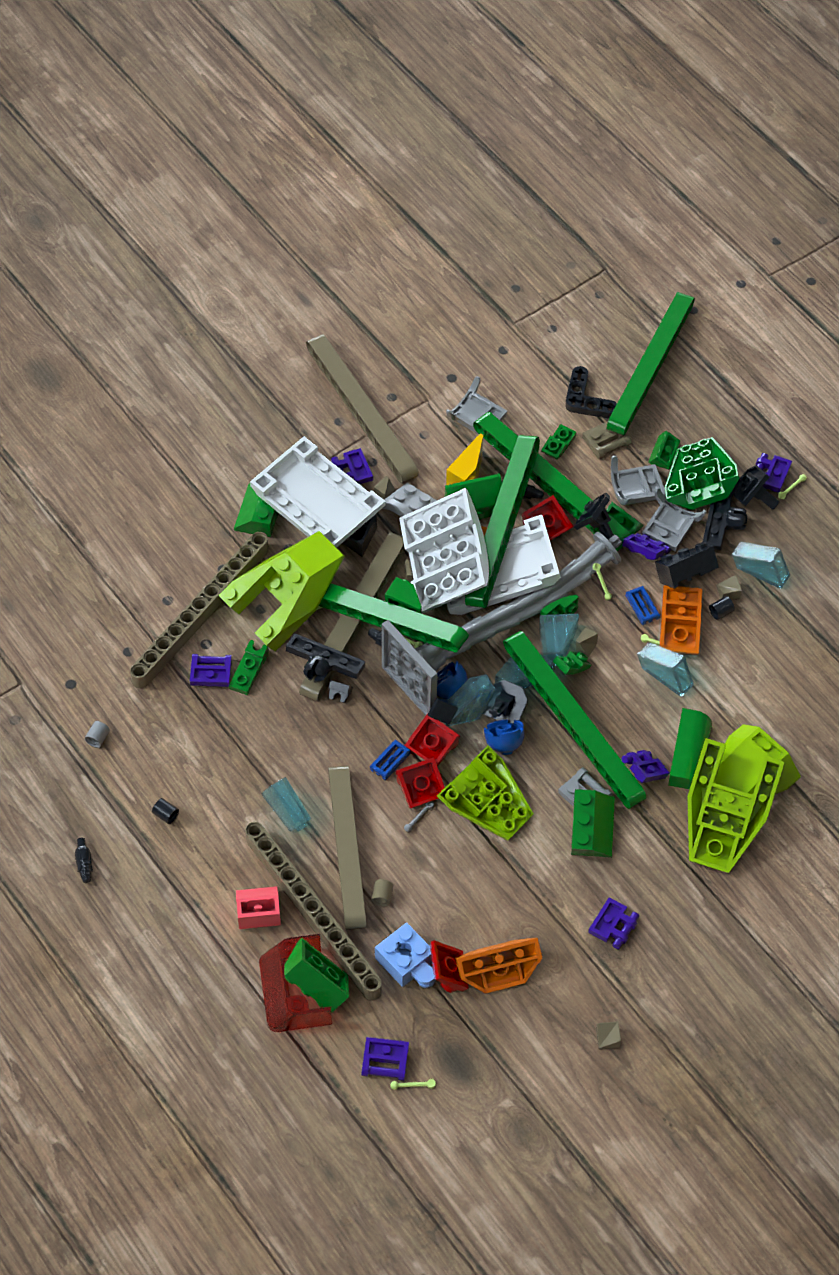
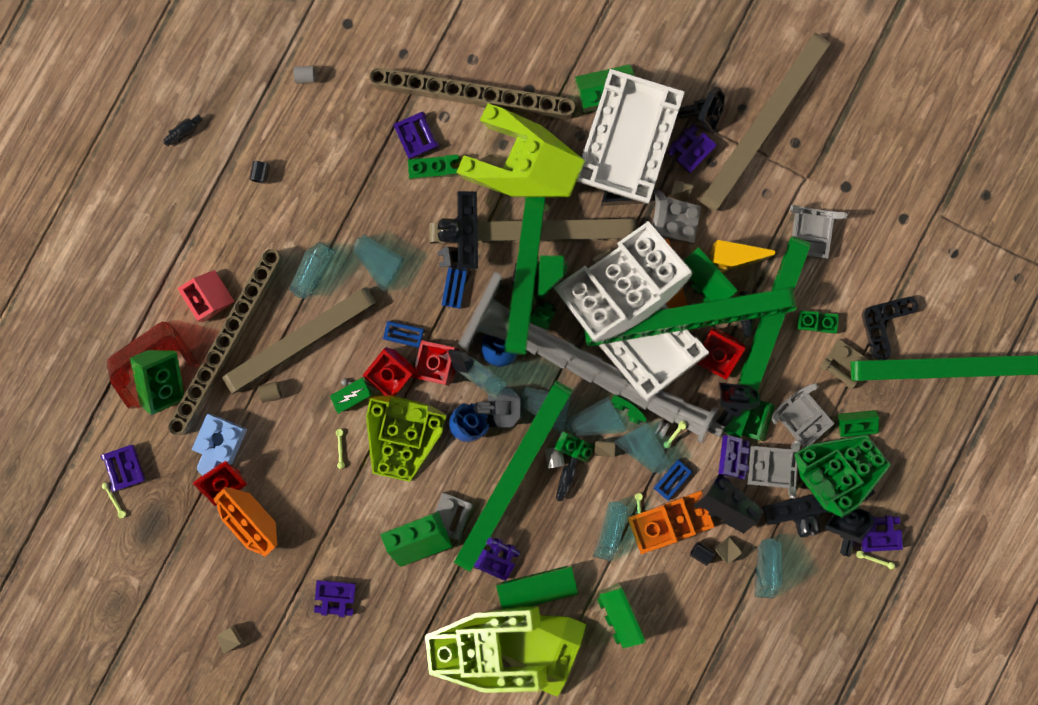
camera: 65 degrees right, 30 degrees up
(309, 748) = (378, 261): none -> clear light blue slope
(326, 438) = (706, 110): none -> black piece
(368, 694) = (447, 283): none -> blue tile
(424, 825) = (350, 395): none -> green slope
(454, 854) = (339, 432): none -> yellowish green hinge
(574, 684) = (554, 458): none -> light grey beam
(591, 592) = (661, 428): none -> light grey bush
(598, 684) = (566, 479): none -> black piece
(603, 610) = (644, 448): none -> clear light blue slope
(748, 688) = (620, 616): none -> green slope

